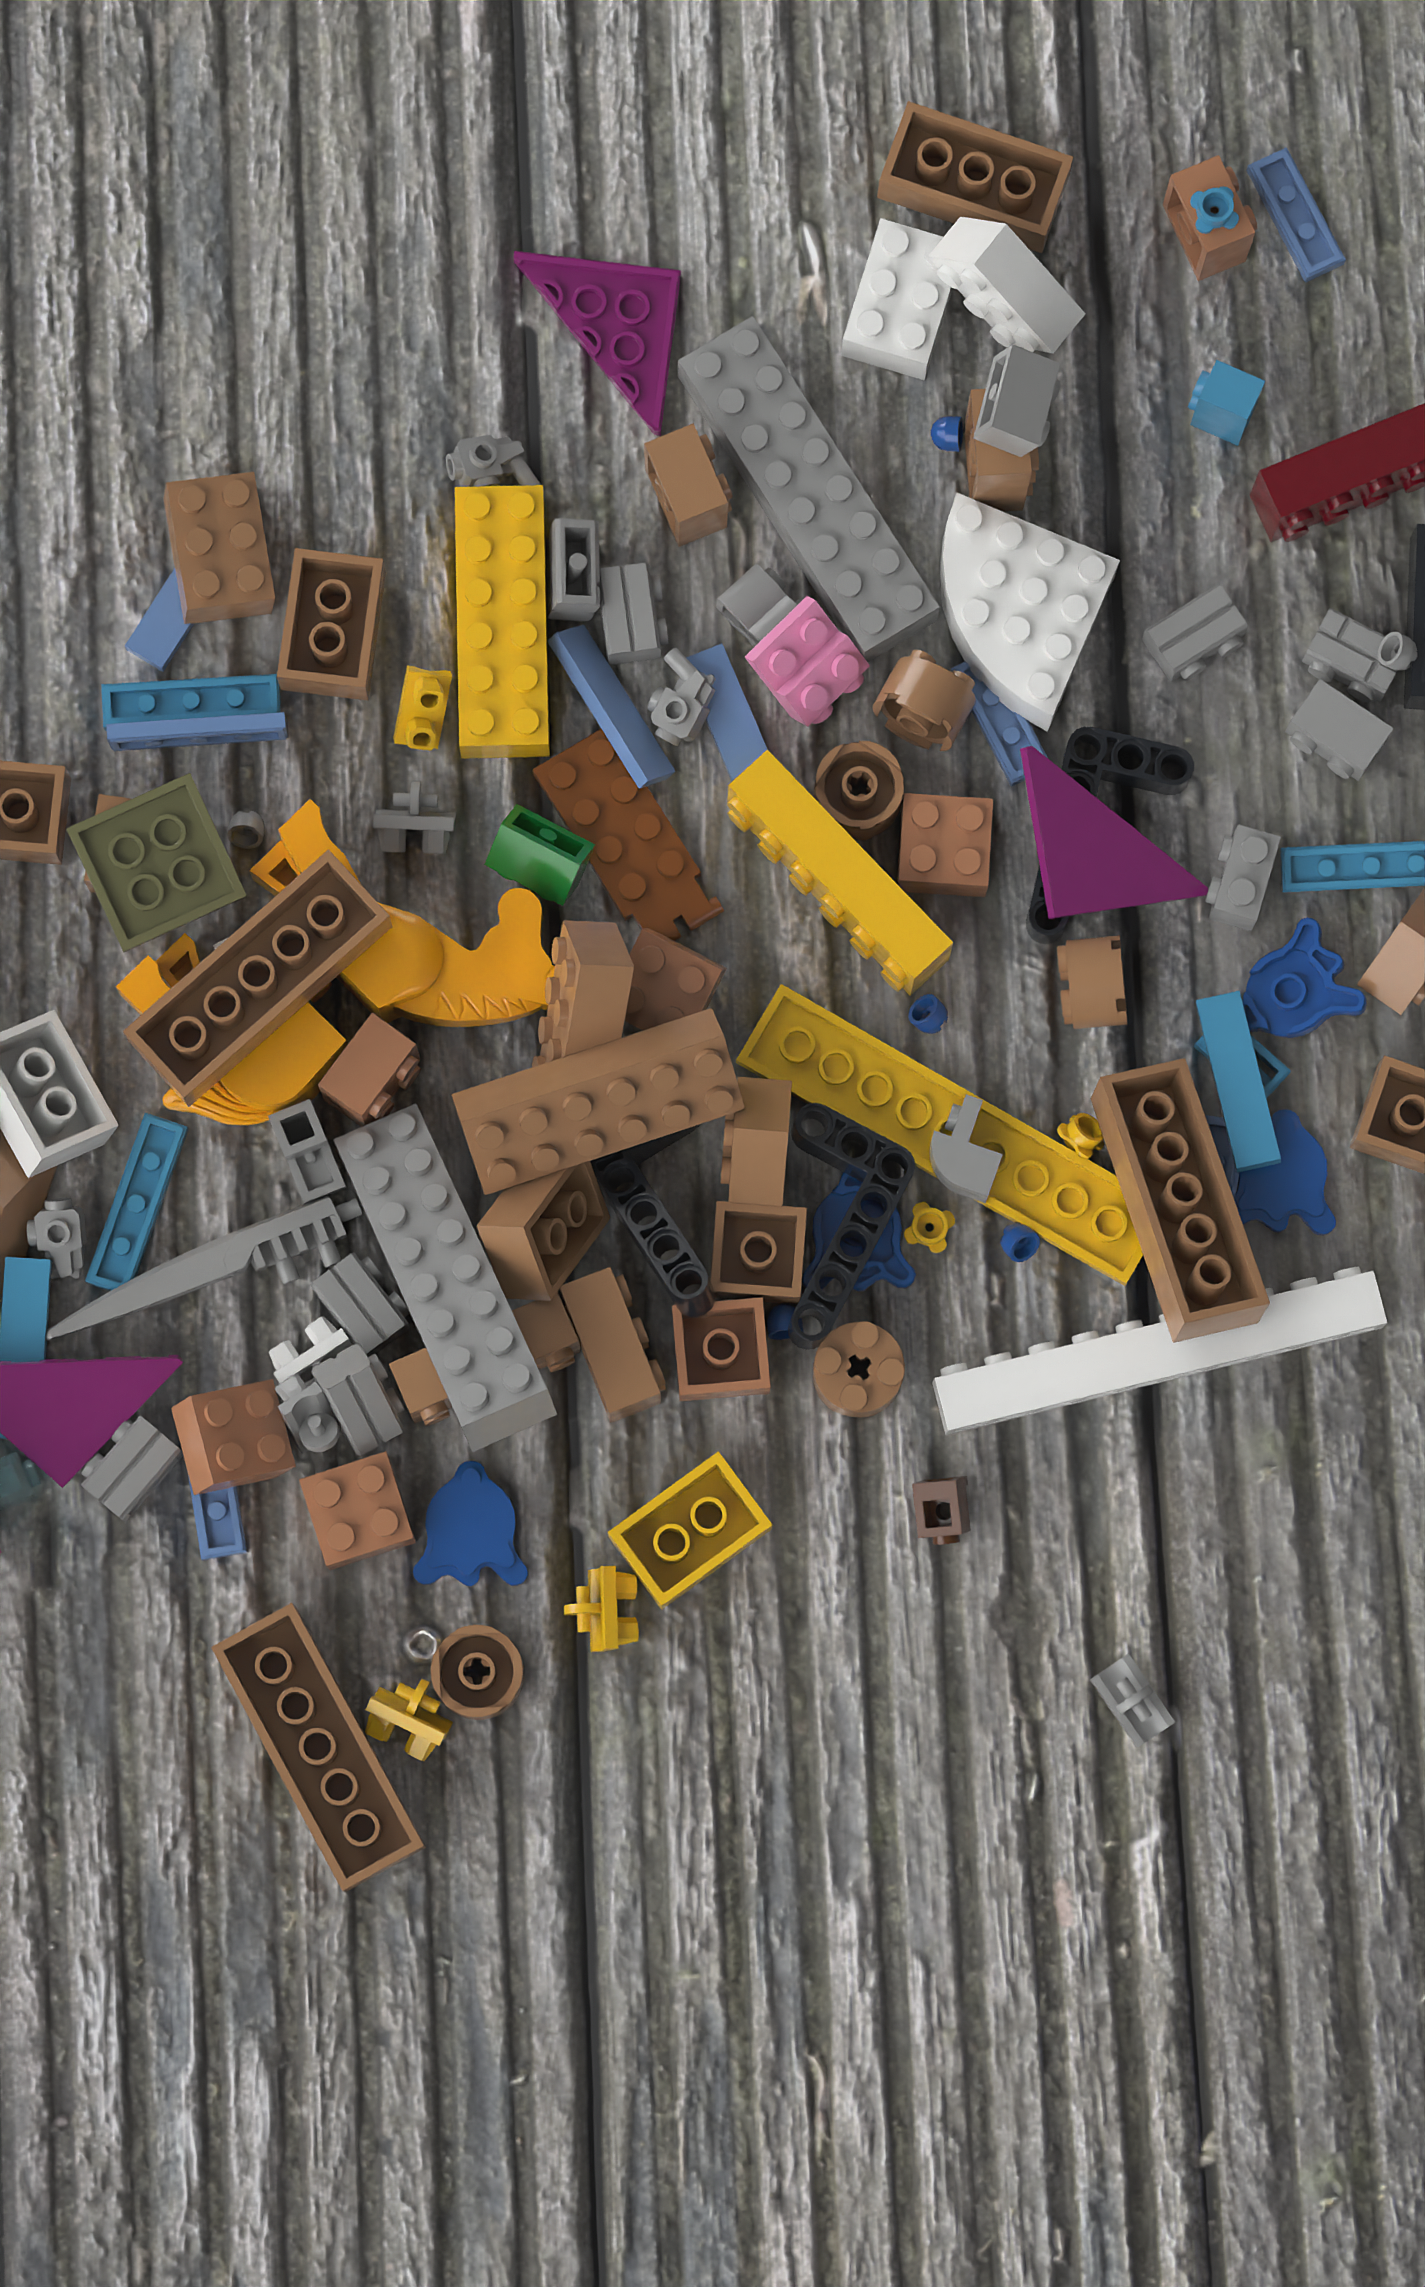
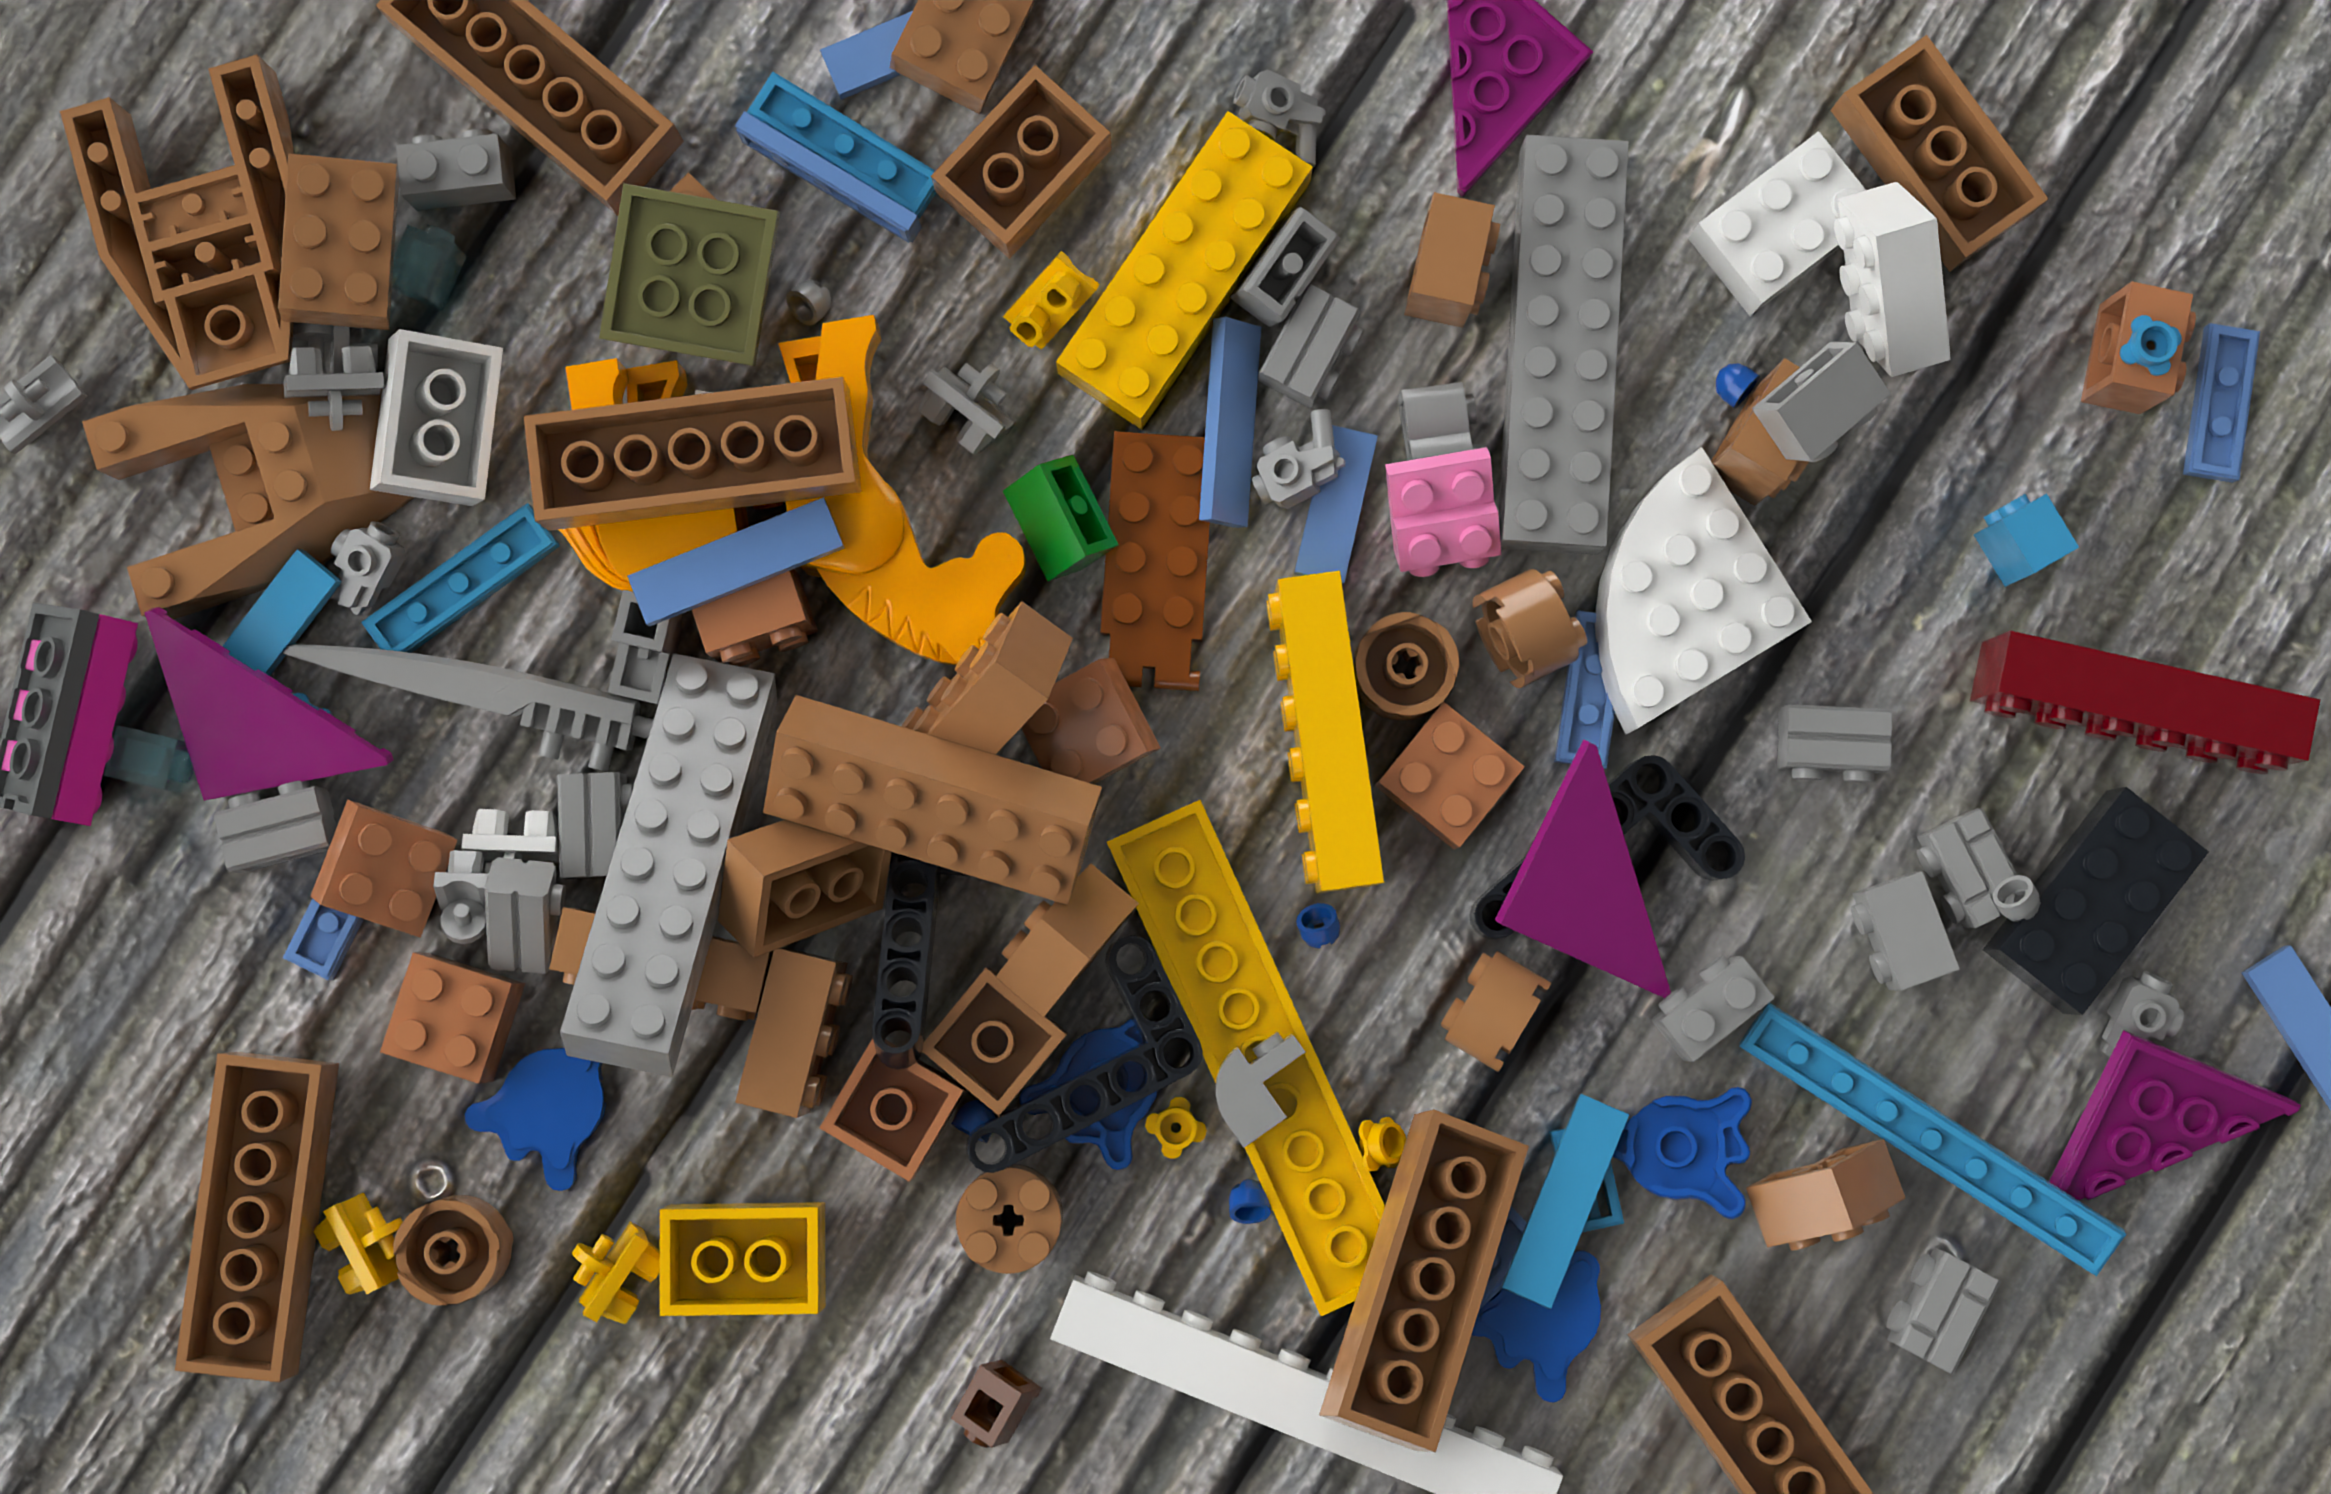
camera: 40 degrees right, 5 degrees up
(338, 1036) = (735, 562): none -> medium blue tile

